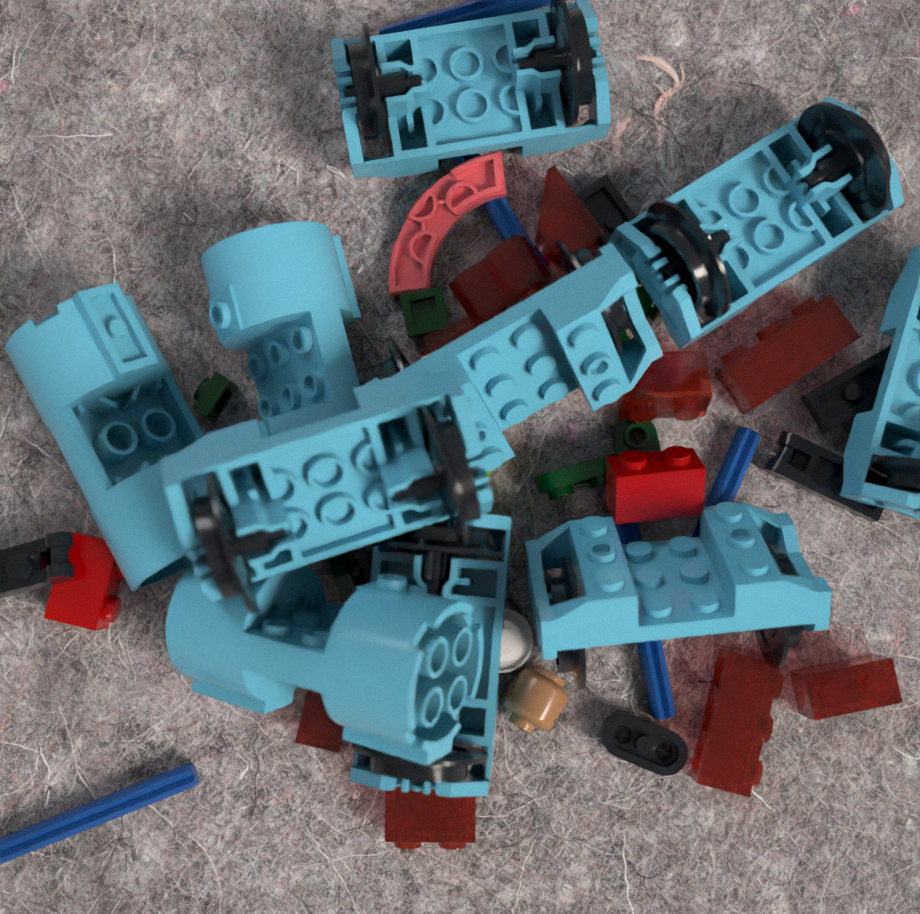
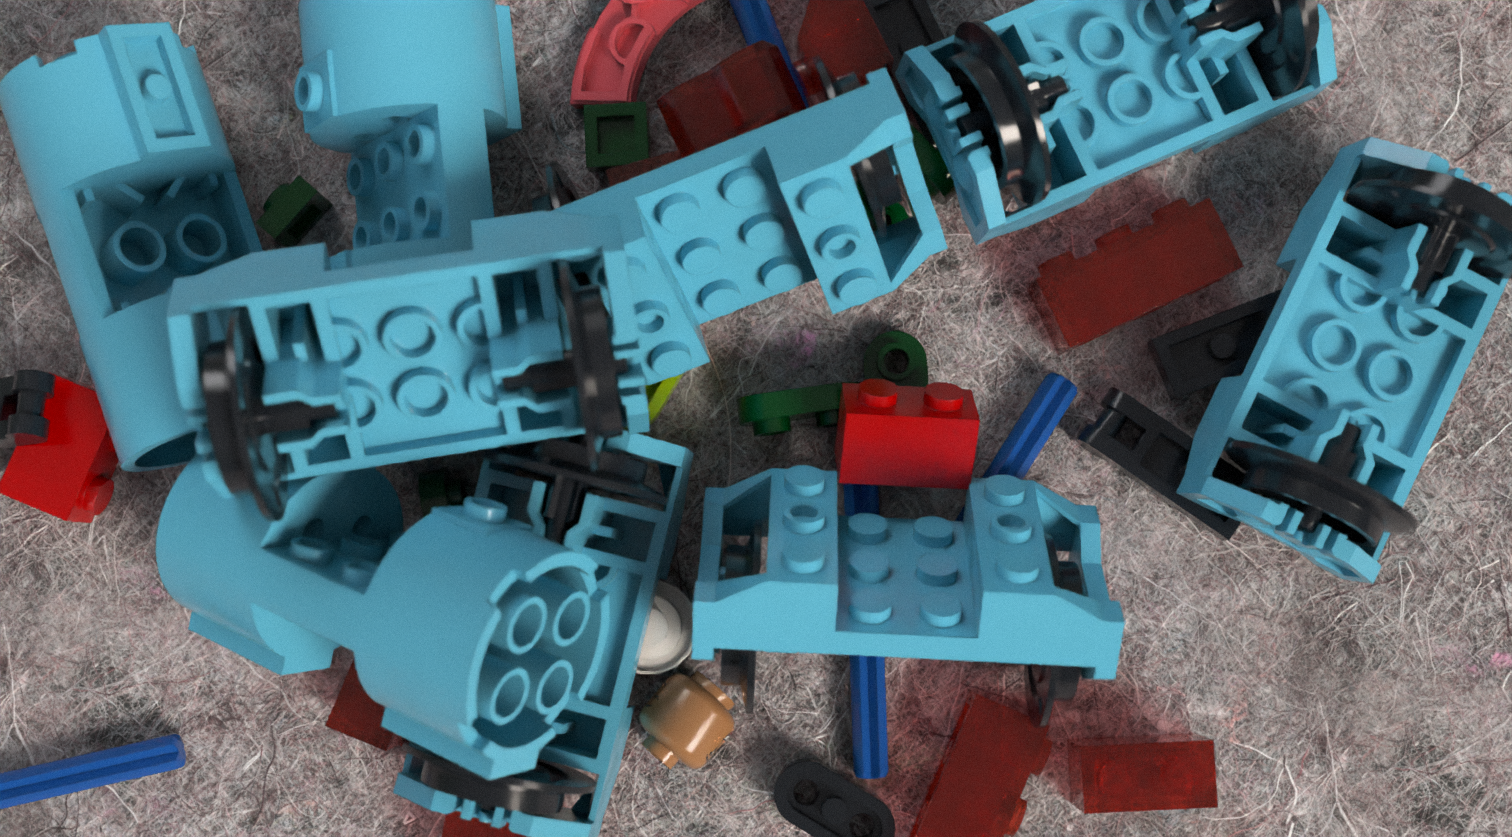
camera: 15 degrees right, 0 degrees up
(670, 388) = (953, 299): clear red brick -> none

